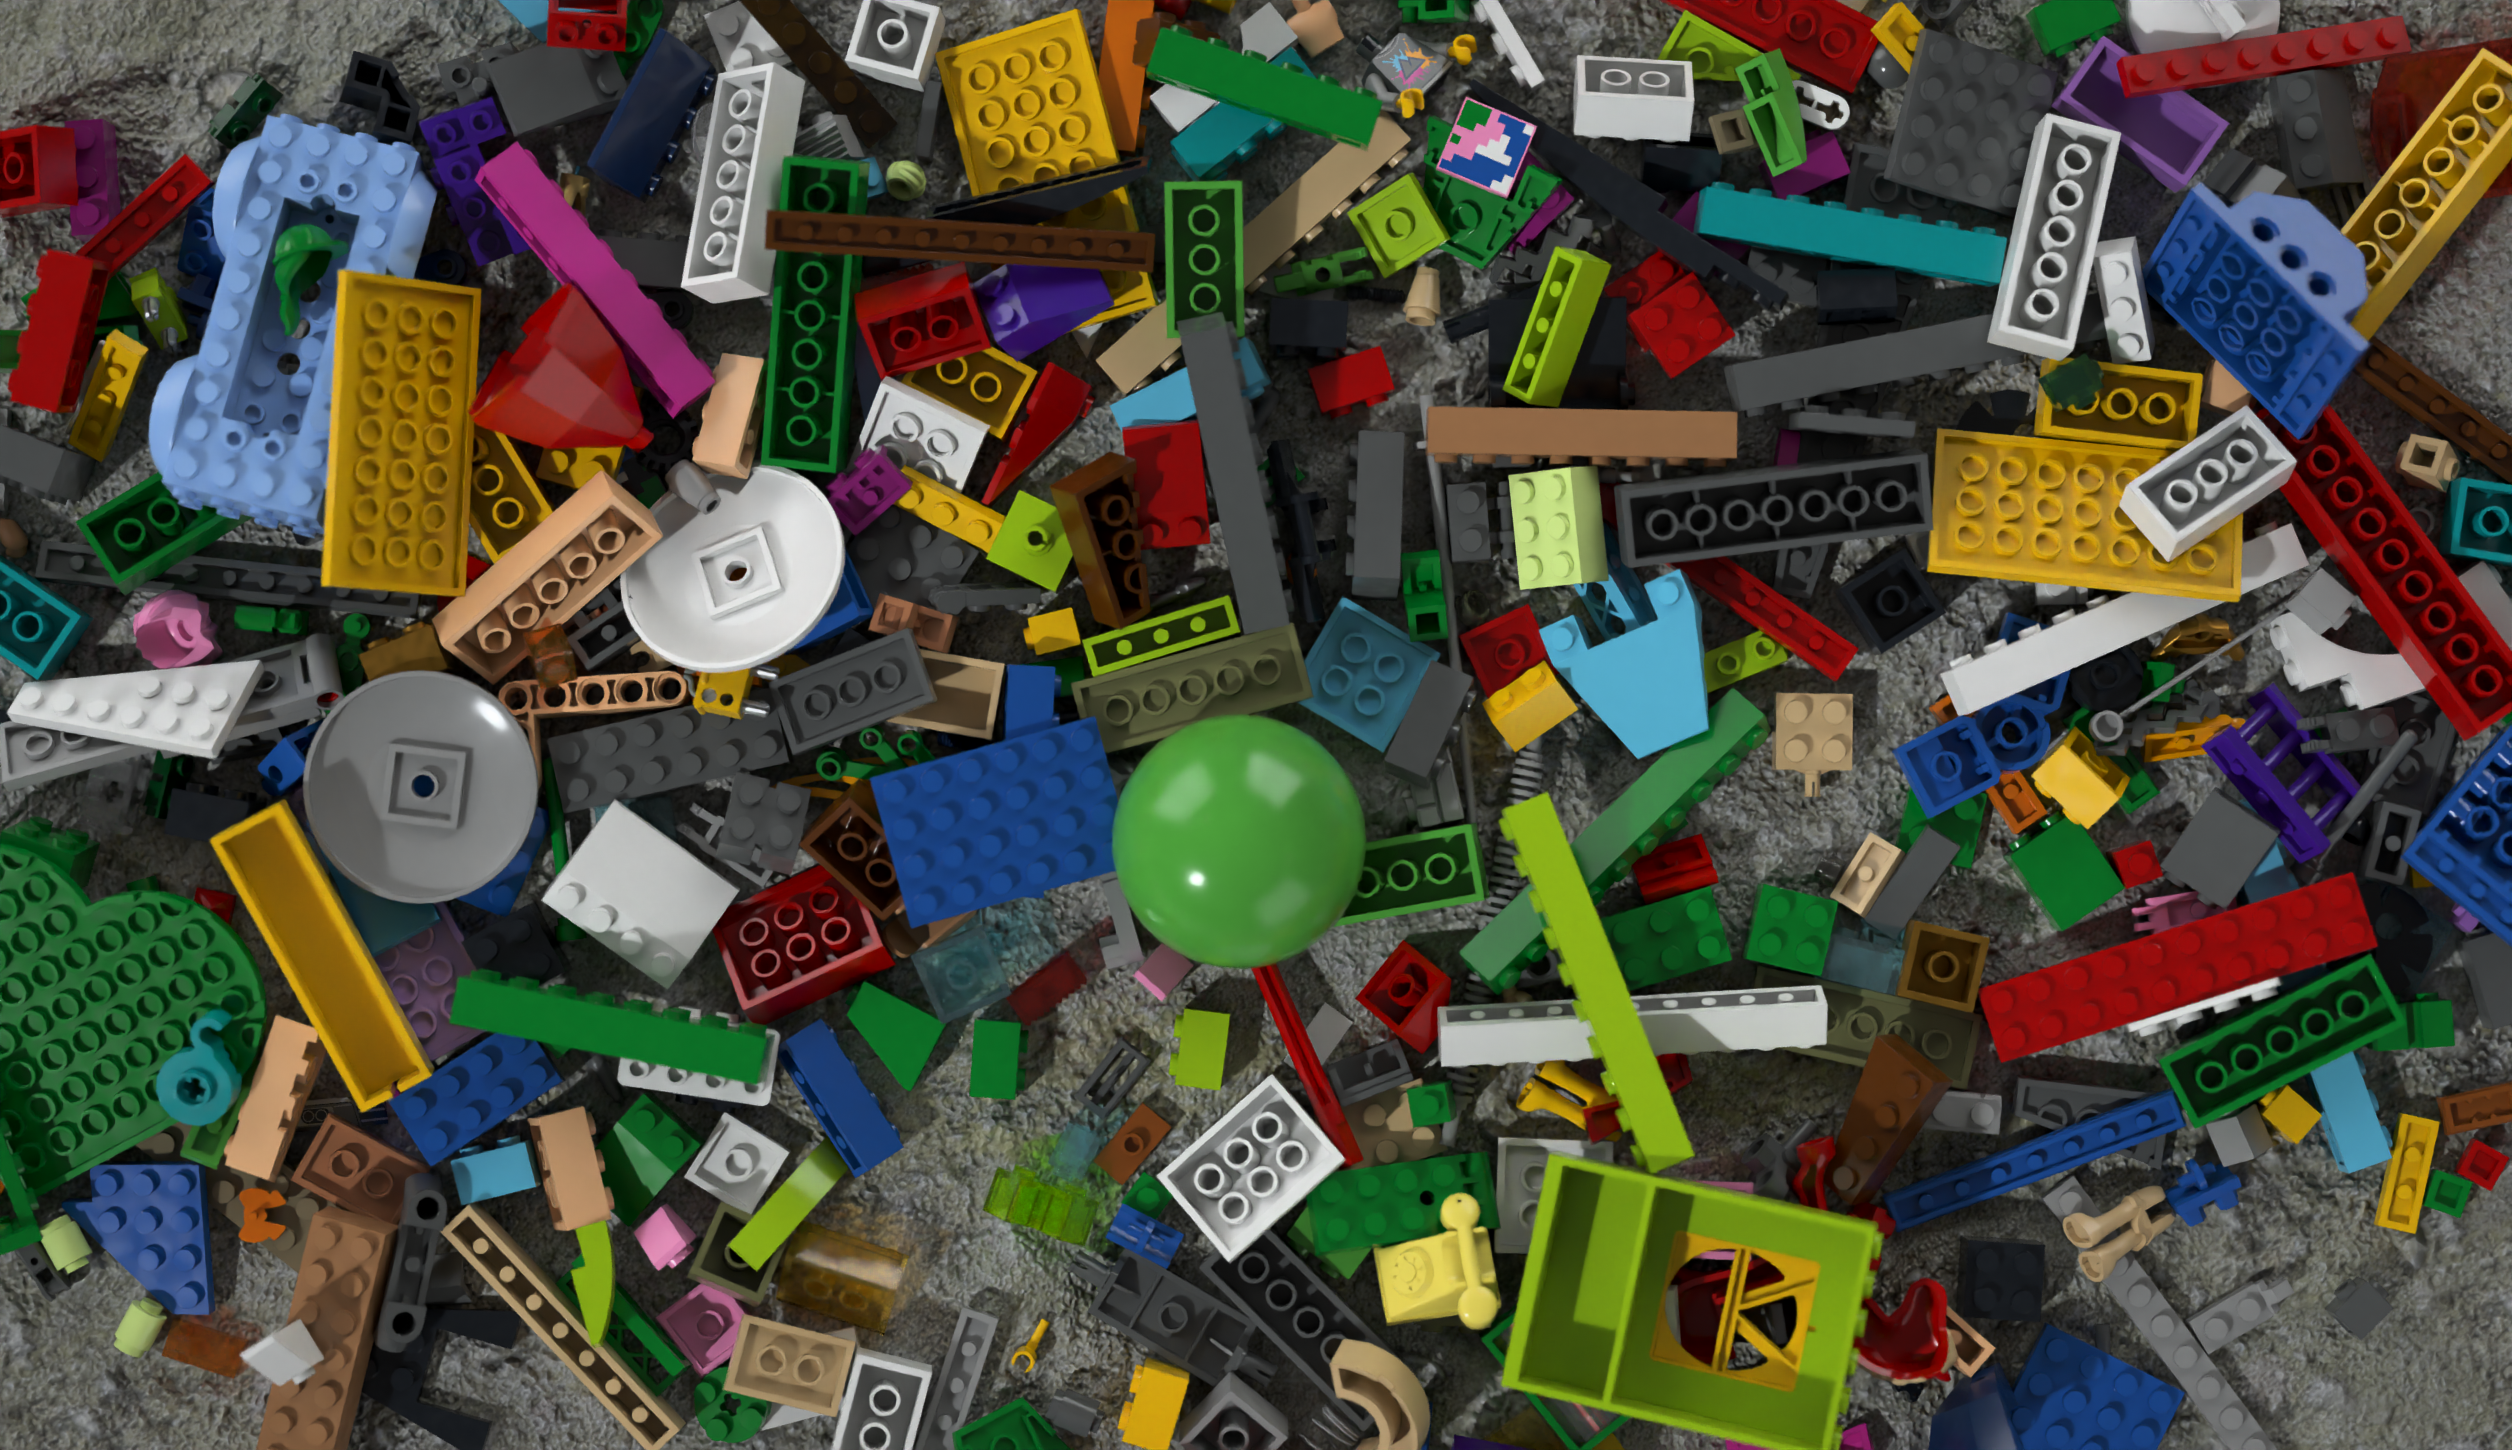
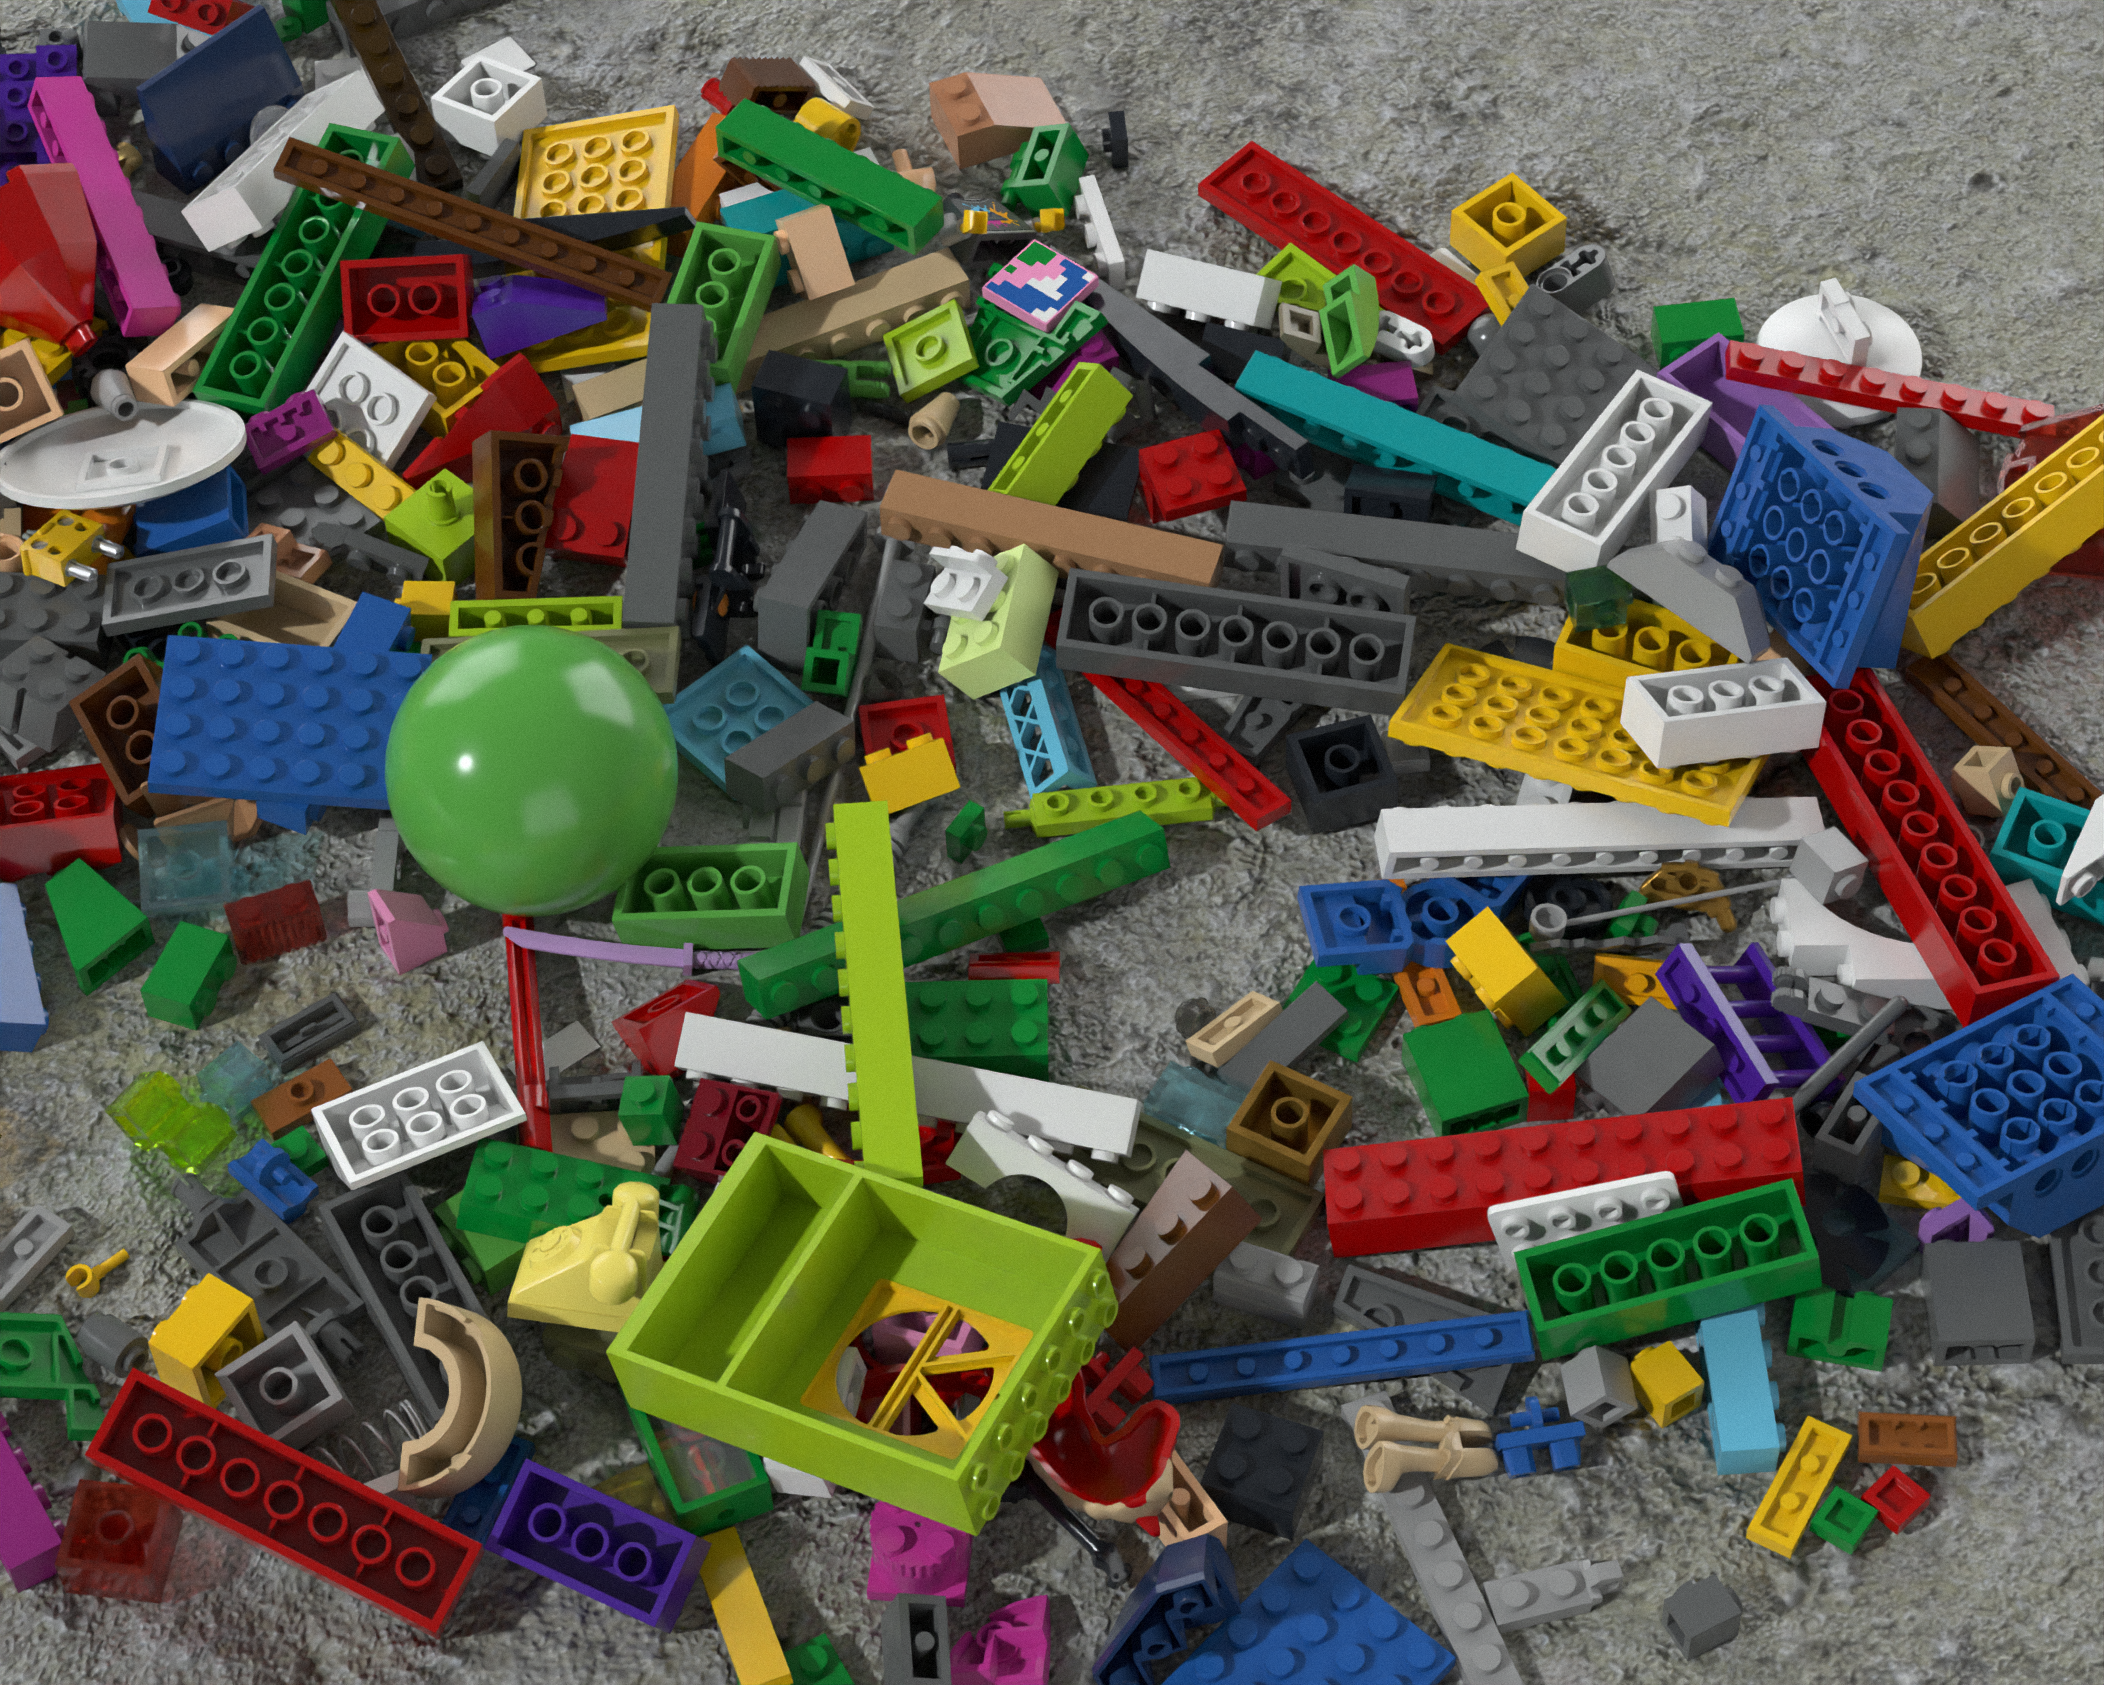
camera: 20 degrees right, 35 degrees down
(1200, 1049) = (418, 1018): lime brick -> none
(1270, 165) = (813, 252): none -> light nougat brick
(1397, 927) = (625, 953): none -> lavender sword
(1504, 1108) = (721, 1126): none -> dark red slope
(1527, 516) = (966, 584): none -> white bracket
(1591, 740) = (966, 832): none -> green plate
(1646, 681) = (1046, 769): medium azure wedge -> none
(1727, 1075) = (995, 1151): none -> white arch
(1789, 929) = (1125, 1049): green brick -> none
(1812, 735) = (1216, 885): tan plate -> none
(2152, 828) = (1574, 1036): none -> green tile
(2161, 365) = (1699, 592): none -> light grey wedge

